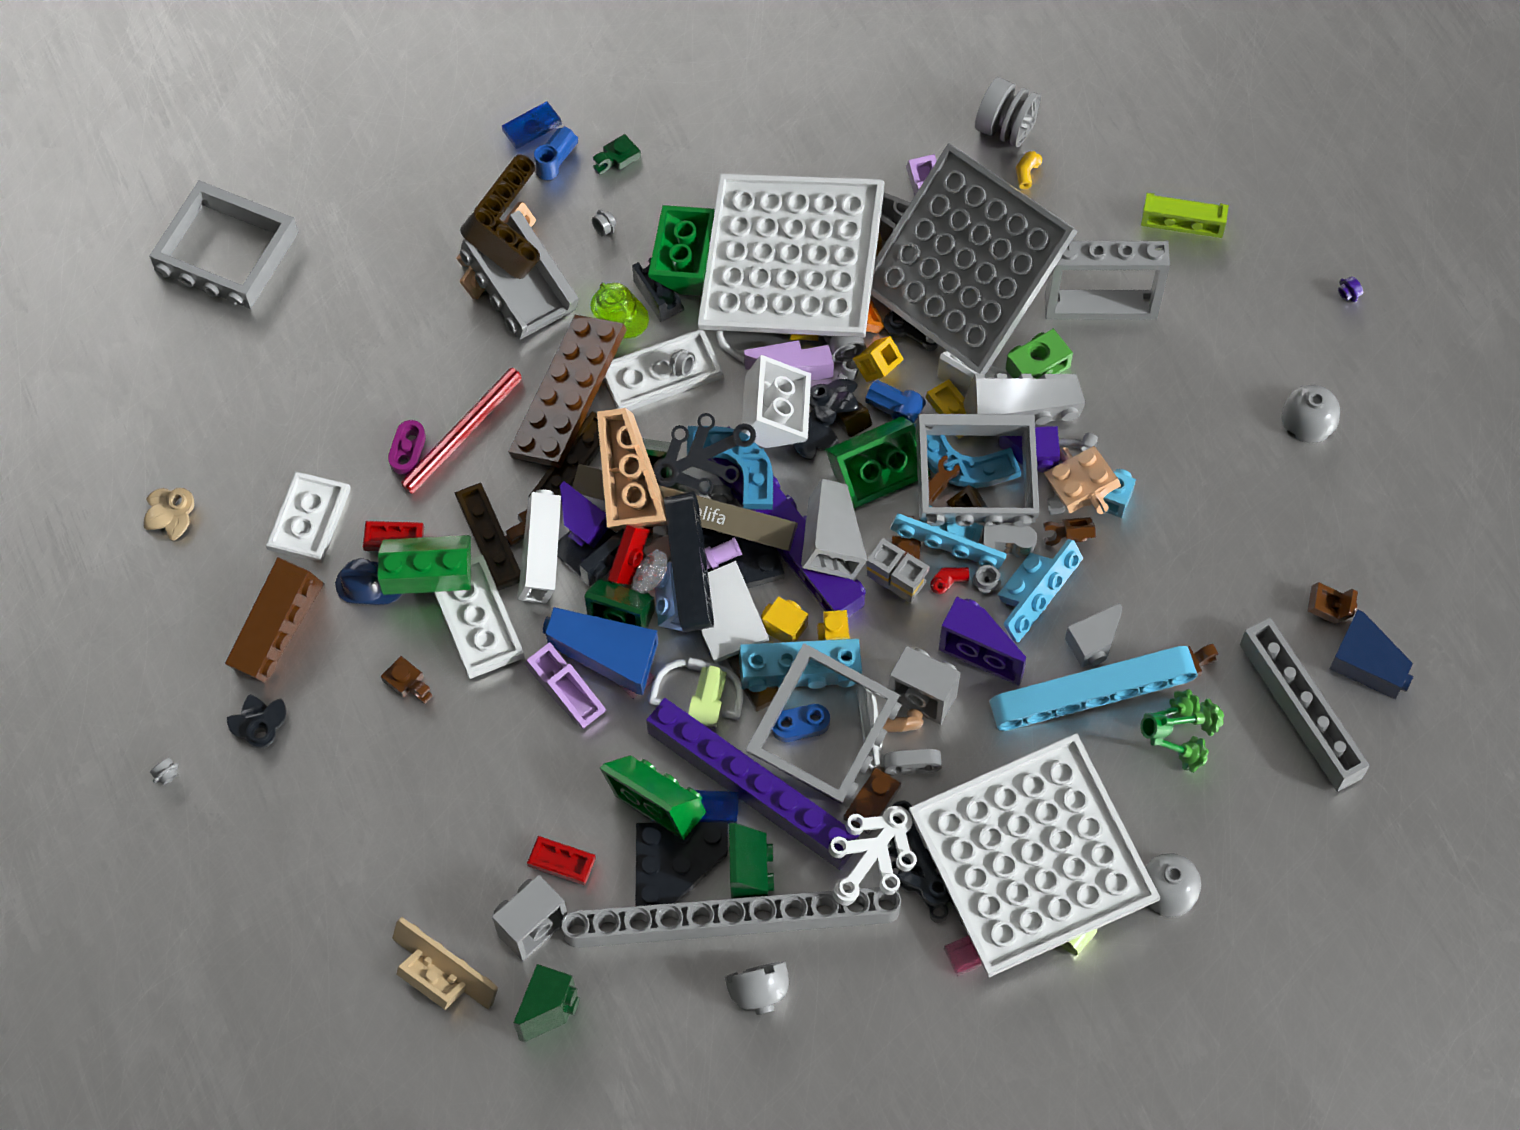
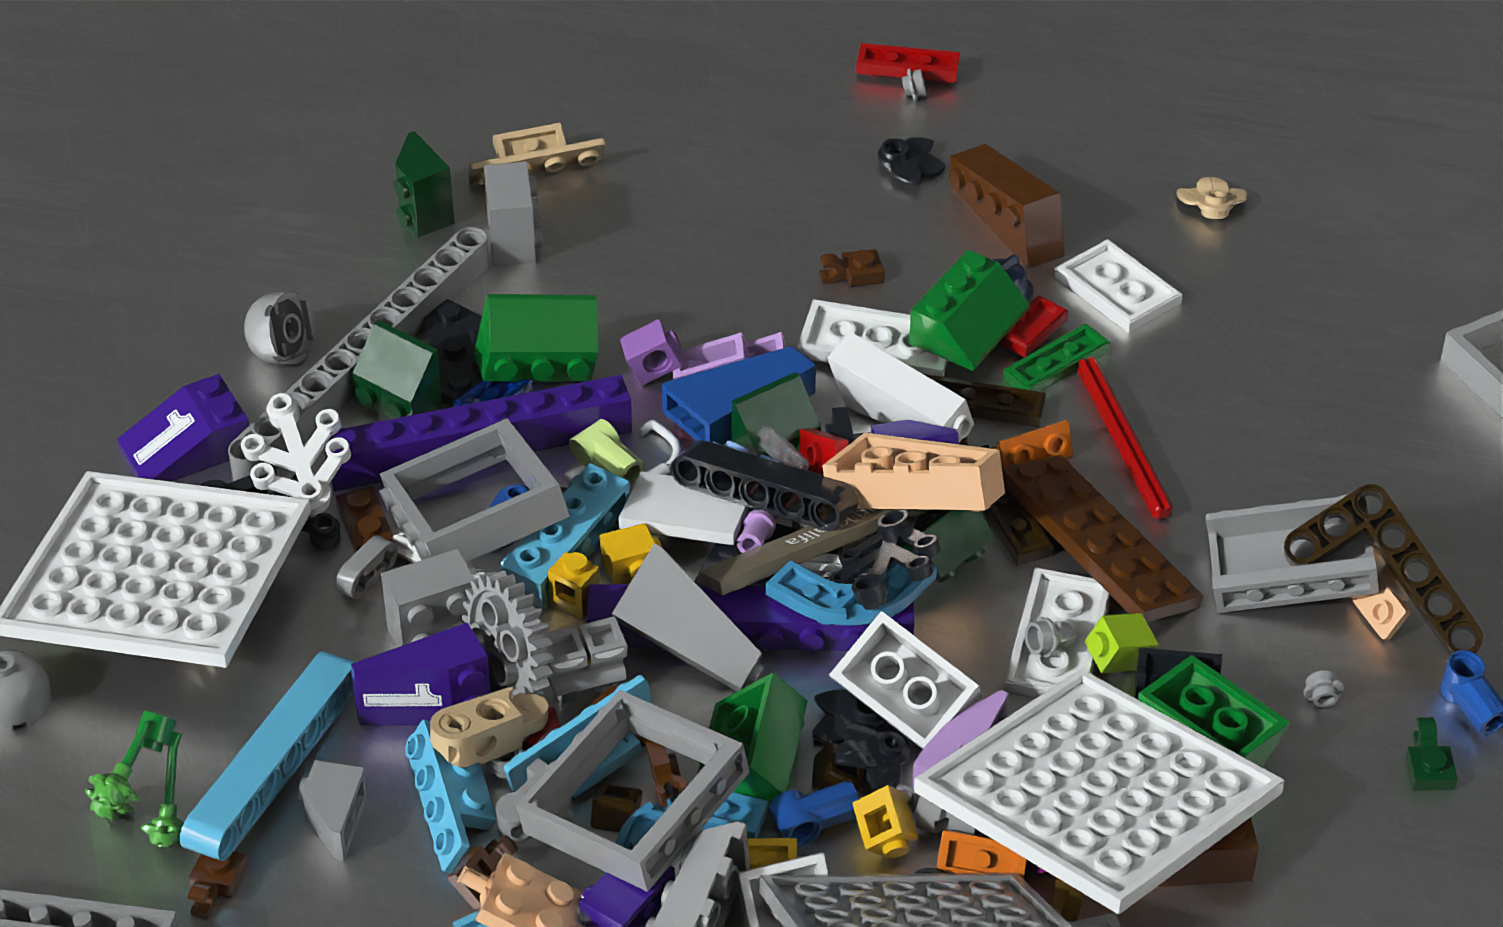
camera: 125 degrees right, 20 degrees down
(140, 792) = (895, 60): none -> red plate
(407, 449) = (1137, 382): magenta plate -> none
(413, 508) = (1056, 359): none -> green tile
(501, 464) = (1036, 444): none -> orange hinge
(561, 860) = (552, 275): red plate -> none
(598, 731) = (651, 351): none -> medium lavender brick
(618, 304) = (1192, 632): clear neon green piece -> none
(654, 324) = (1116, 641): none -> lime brick
(893, 966) = (185, 432): none -> dark purple slope
(926, 606) = (509, 633): none -> light grey gear
(966, 573) = (487, 726): none -> tan piece

